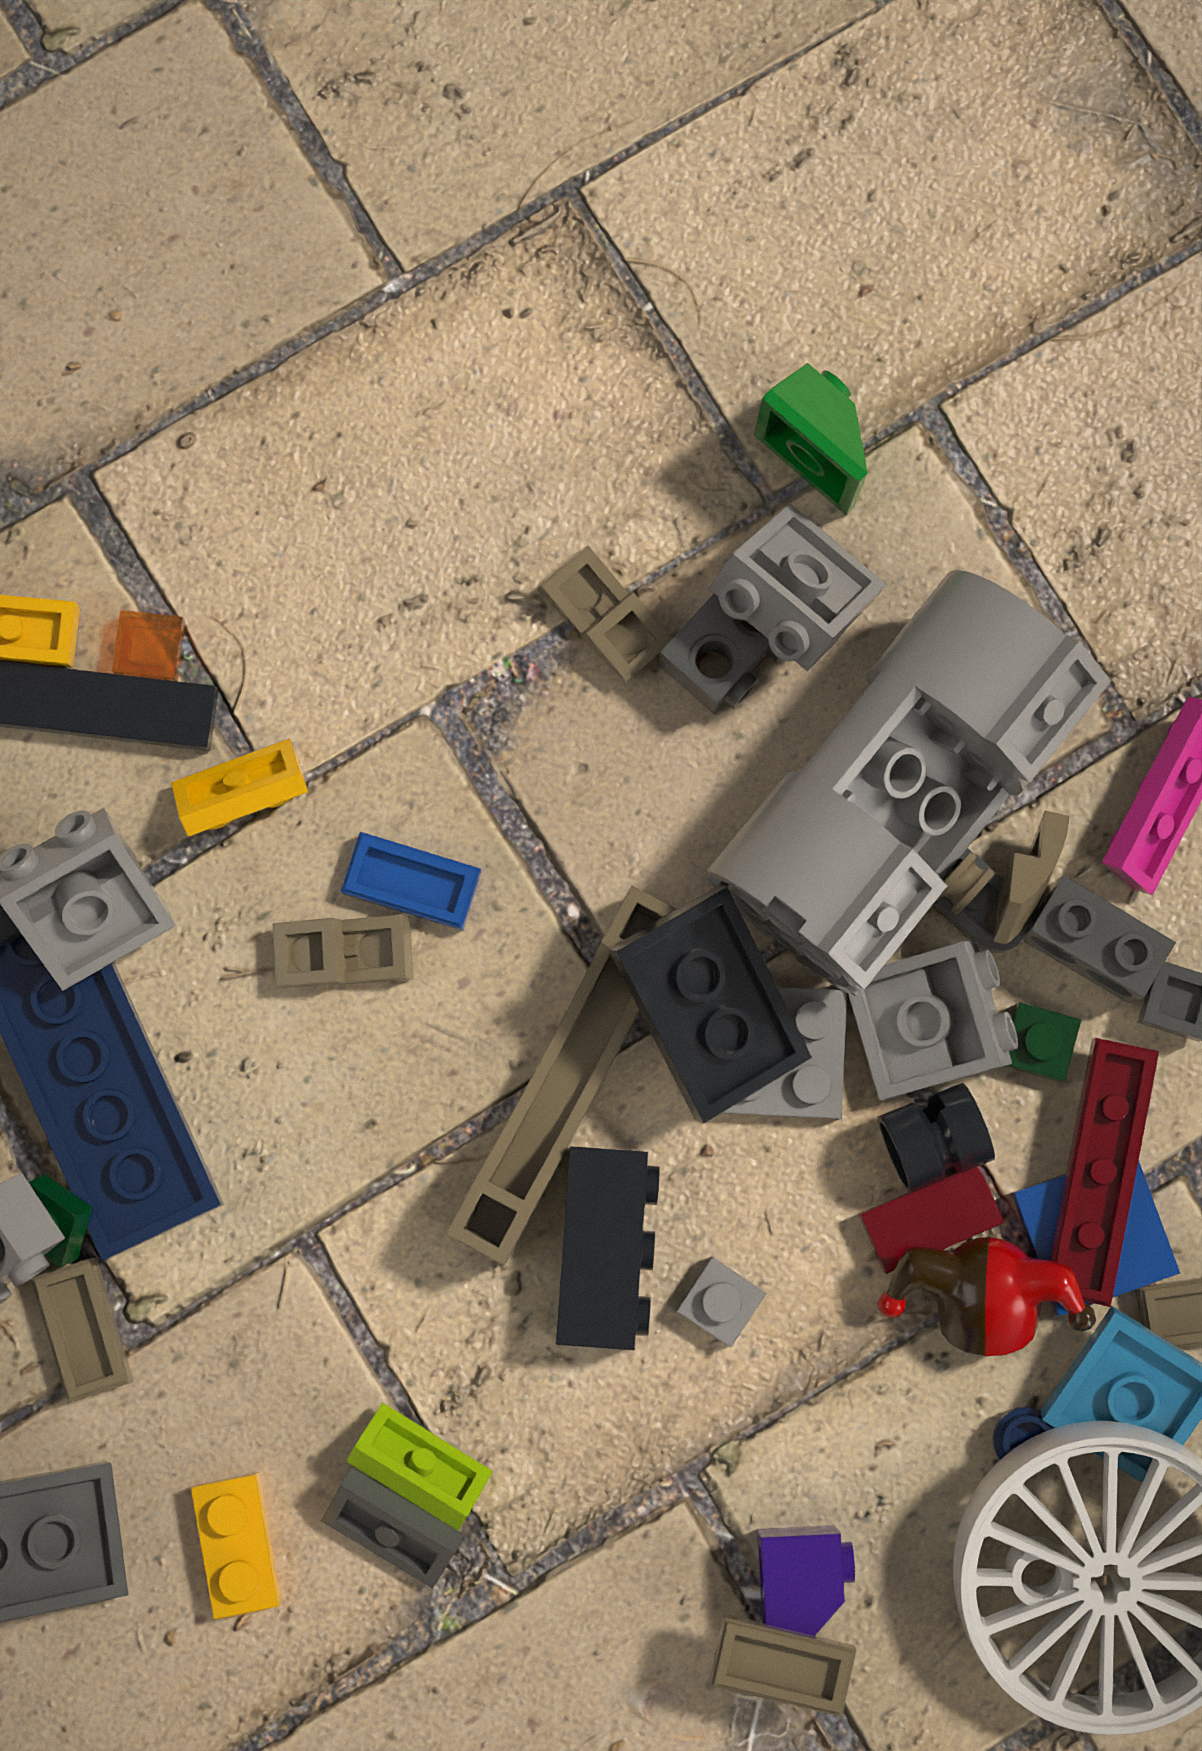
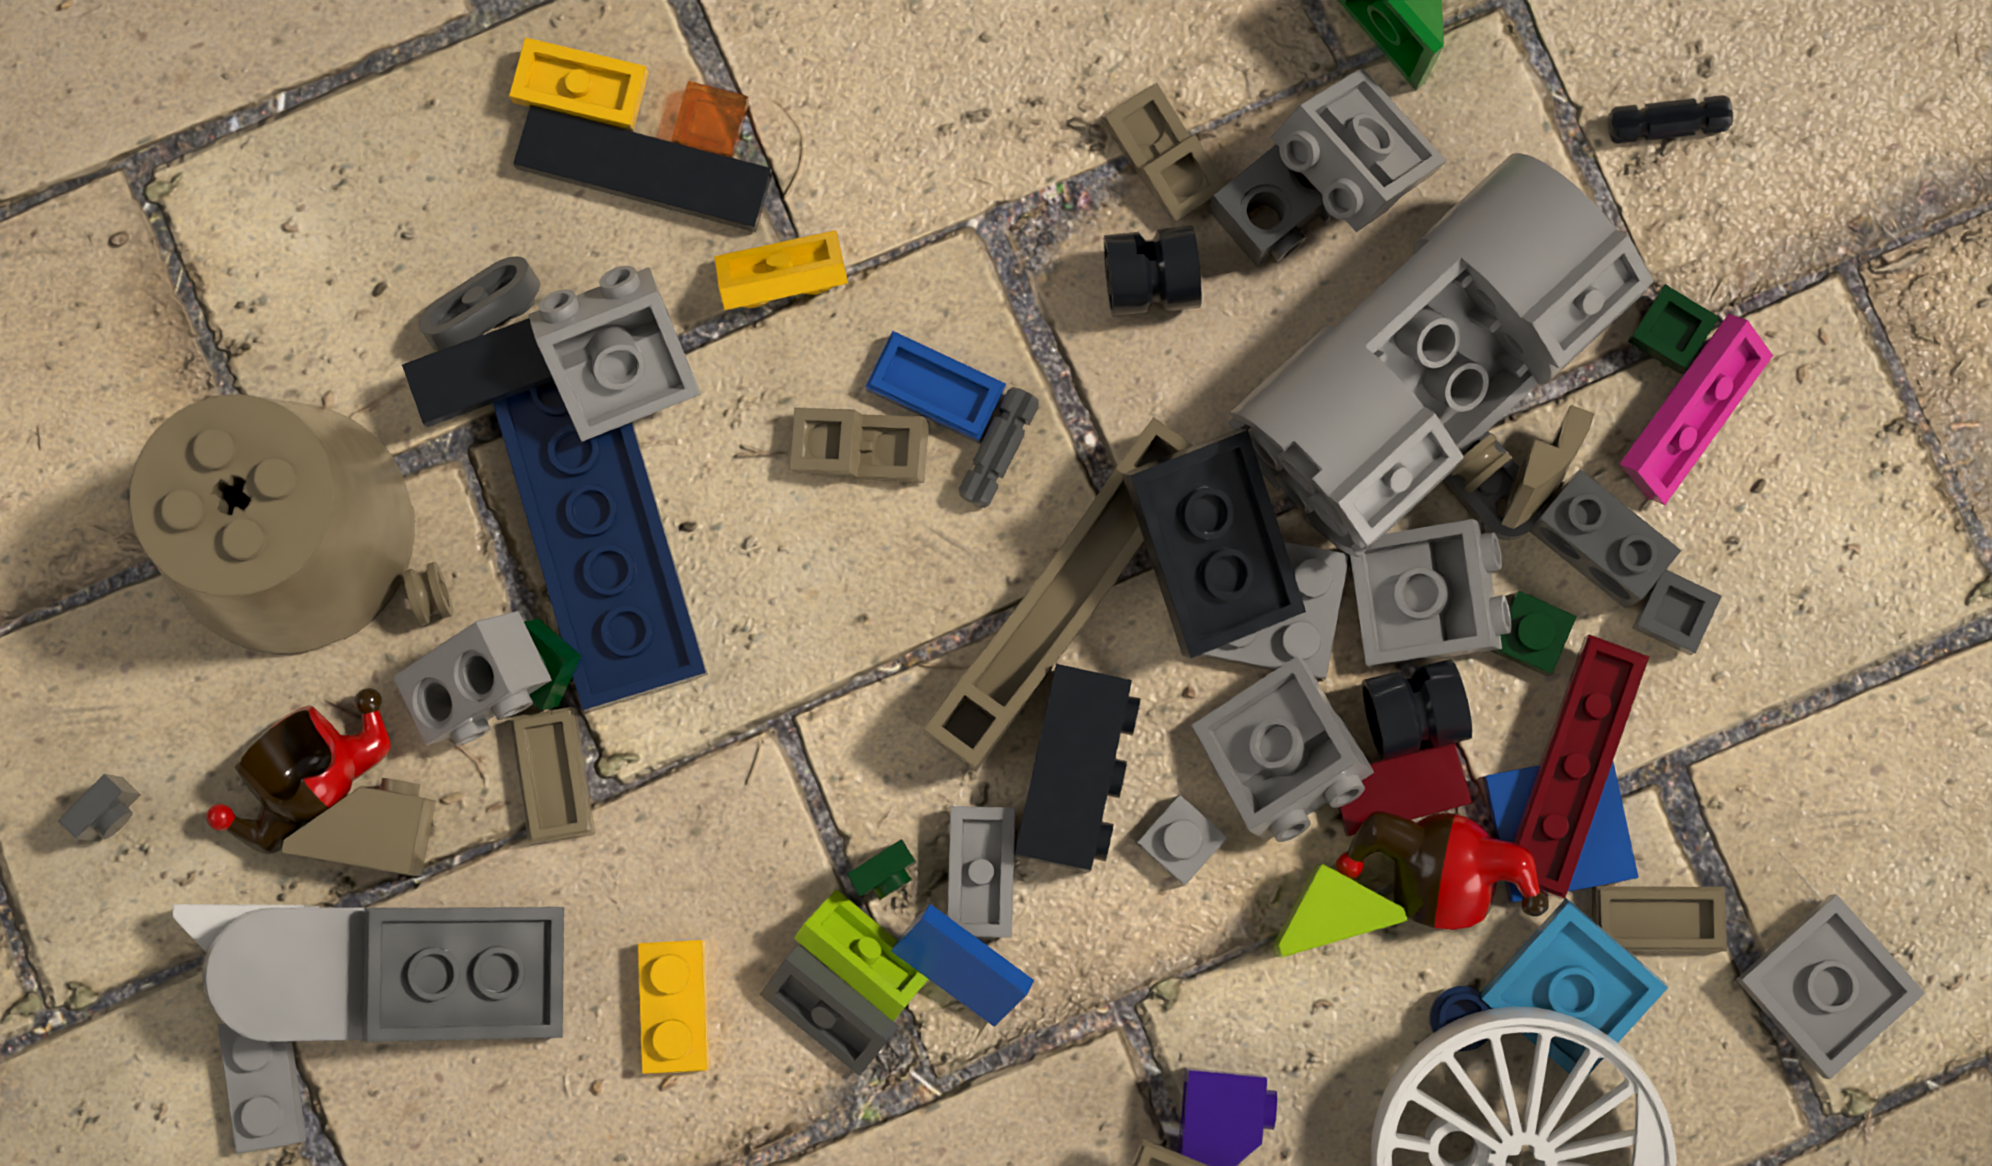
camera: 10 degrees right, 0 degrees up
(428, 1379) = (884, 871): none -> dark green plate
(482, 933) = (998, 447): none -> dark grey axle
(519, 1463) = (962, 965): none -> blue tile
(525, 1365) = (982, 869): none -> light grey plate
(610, 735) = (1152, 271): none -> black wheel
(809, 1201) = (1283, 752): none -> light grey plate
(881, 1354) = (1331, 911): none -> lime slope
(1101, 509) = (1670, 119): none -> black axle
(1135, 718) = (1673, 329): none -> dark green plate

